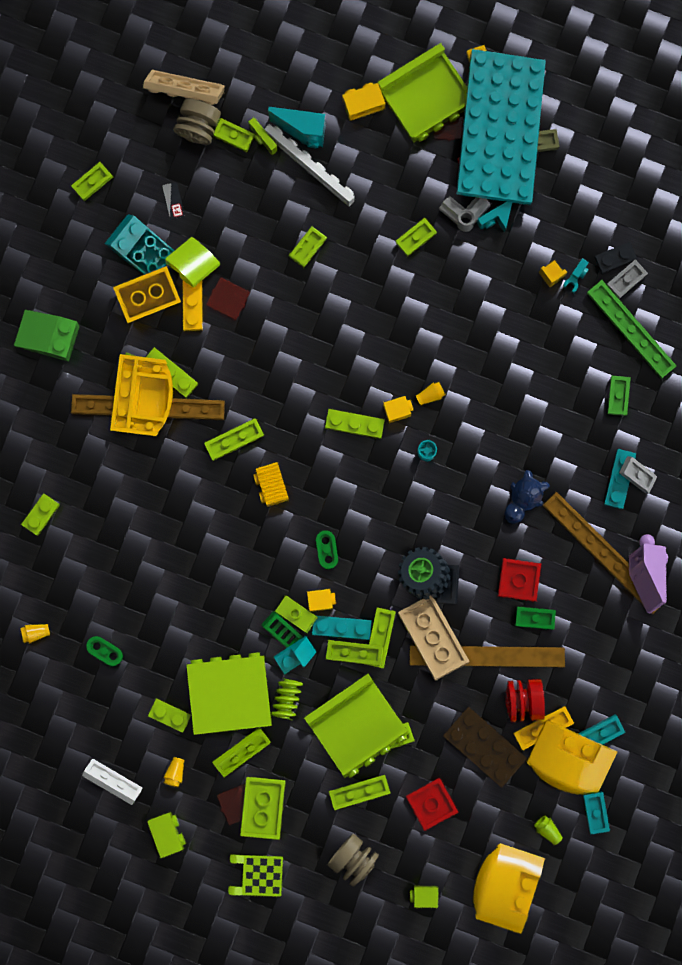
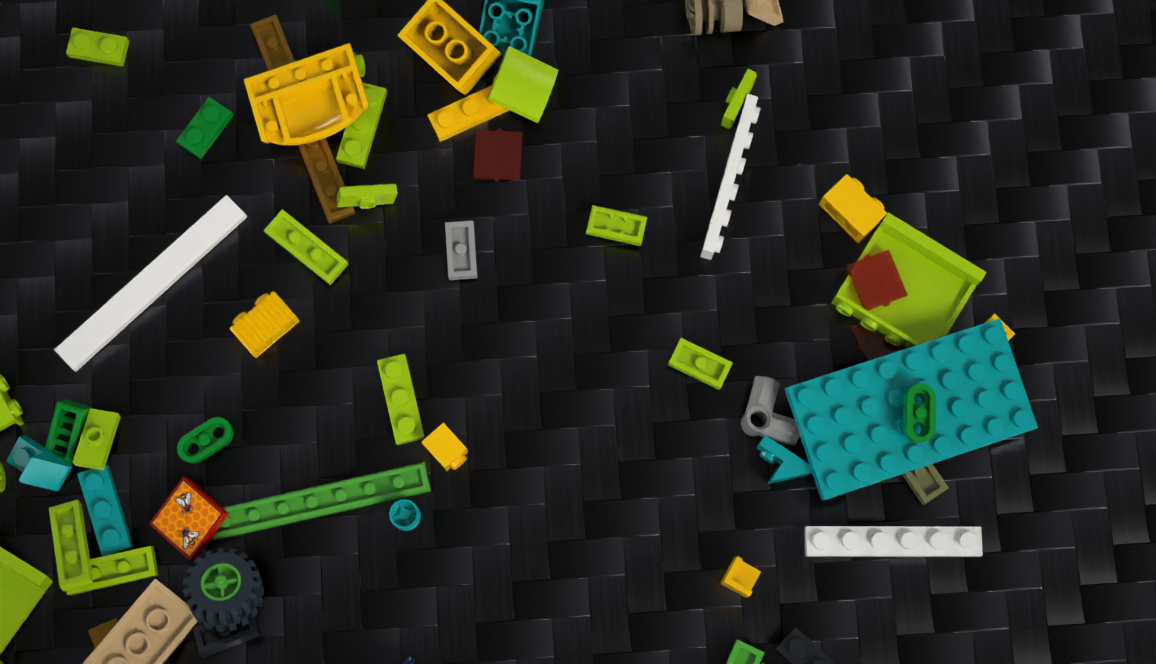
camera: 60 degrees right, 5 degrees down
(126, 469) = (204, 128): none -> green plate
(173, 200) = (597, 27): sticker -> none
(212, 543) = (150, 283): none -> white tile
(220, 388) = (366, 195): none -> lime plate
(233, 135) = (721, 61): lime plate -> none
(279, 347) = (461, 250): none -> light grey plate
(302, 125) = (779, 146): teal slope -> none
(321, 600) = (129, 463): yellow brick -> none
(370, 578) = (189, 518): none -> tile
(393, 503) = (324, 500): none -> bright green tile
(414, 109) = (876, 280): none -> clear red piece
(431, 393) = (489, 484): yellow cone -> none
(508, 122) = (921, 413): none -> green plate
(571, 176) = (892, 541): none -> white plate
(580, 271) = (762, 615): teal plate -> none

